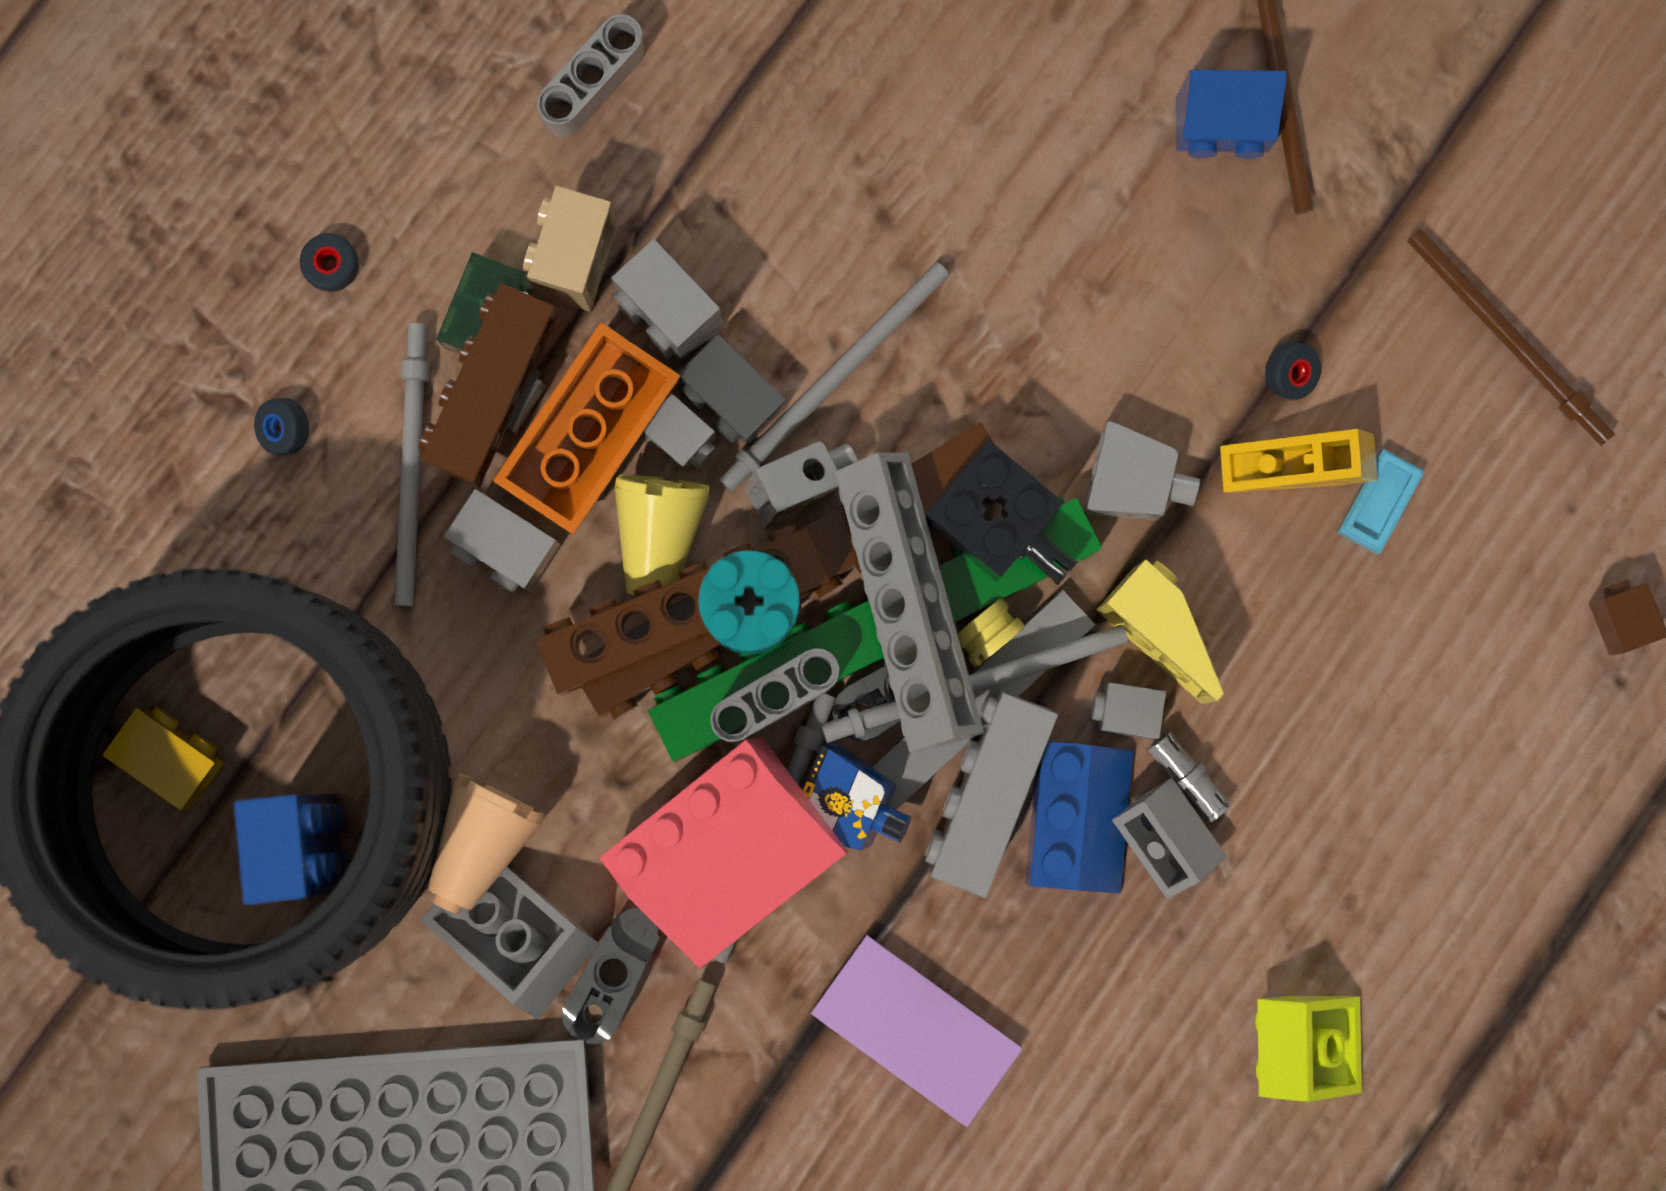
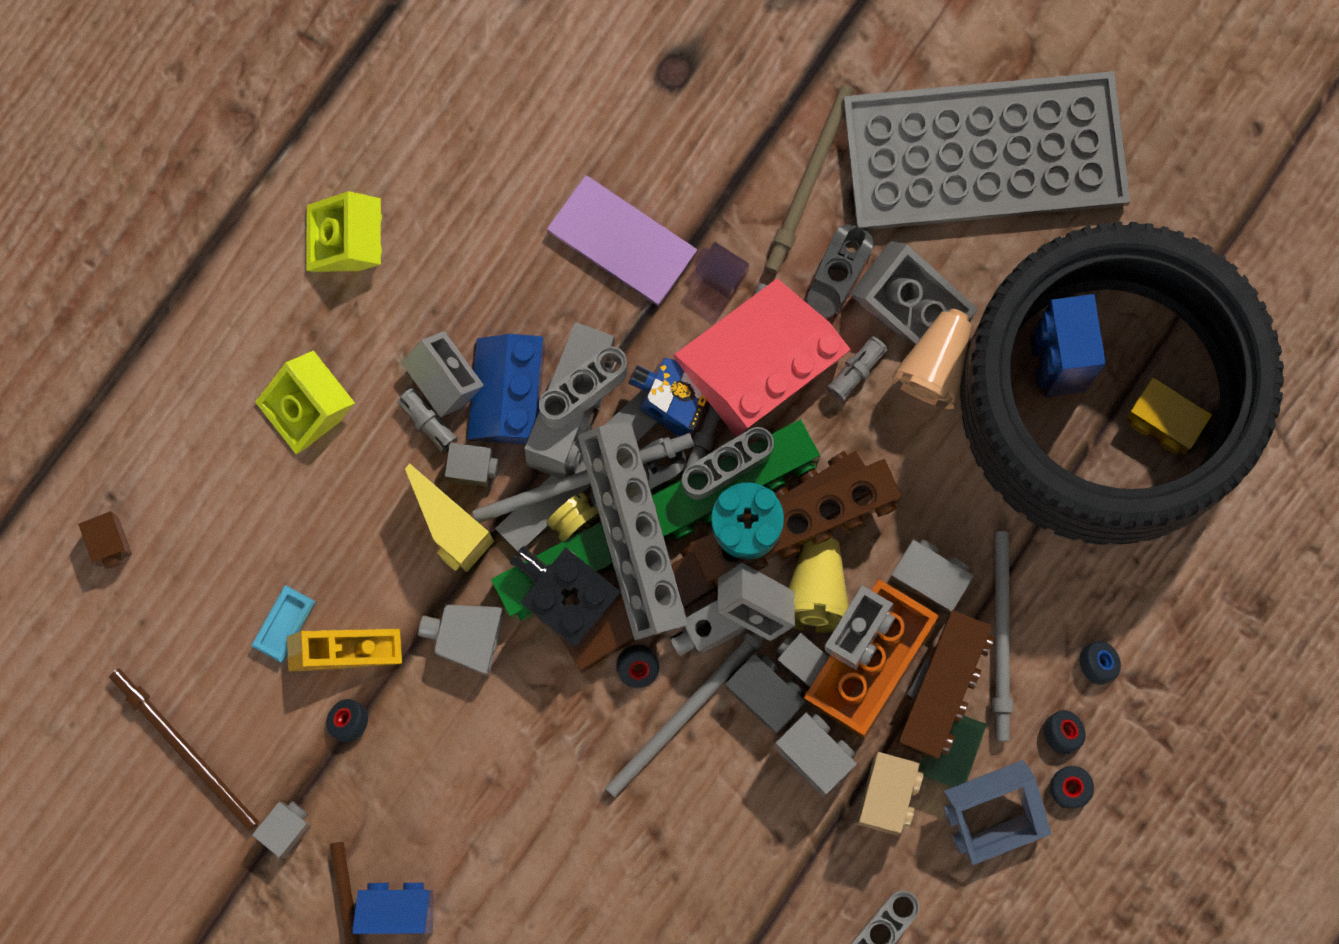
camera: 170 degrees left, 5 degrees down
(347, 334) = (1056, 736): none -> black wheel
(420, 199) = (1006, 835): none -> sand blue window
(591, 837) = (857, 368): none -> light grey pin
(600, 457) = (859, 628): none -> light grey brick
(741, 498) = (756, 602): none -> light grey brick
(778, 983) = (721, 269): none -> clear purple brick
(900, 419) = (635, 655): none -> black wheel
(964, 819) = (590, 372): none -> light grey beam
(1359, 806) = (304, 401): none -> neon yellow slope
(1377, 227) = (283, 828): none -> light grey brick

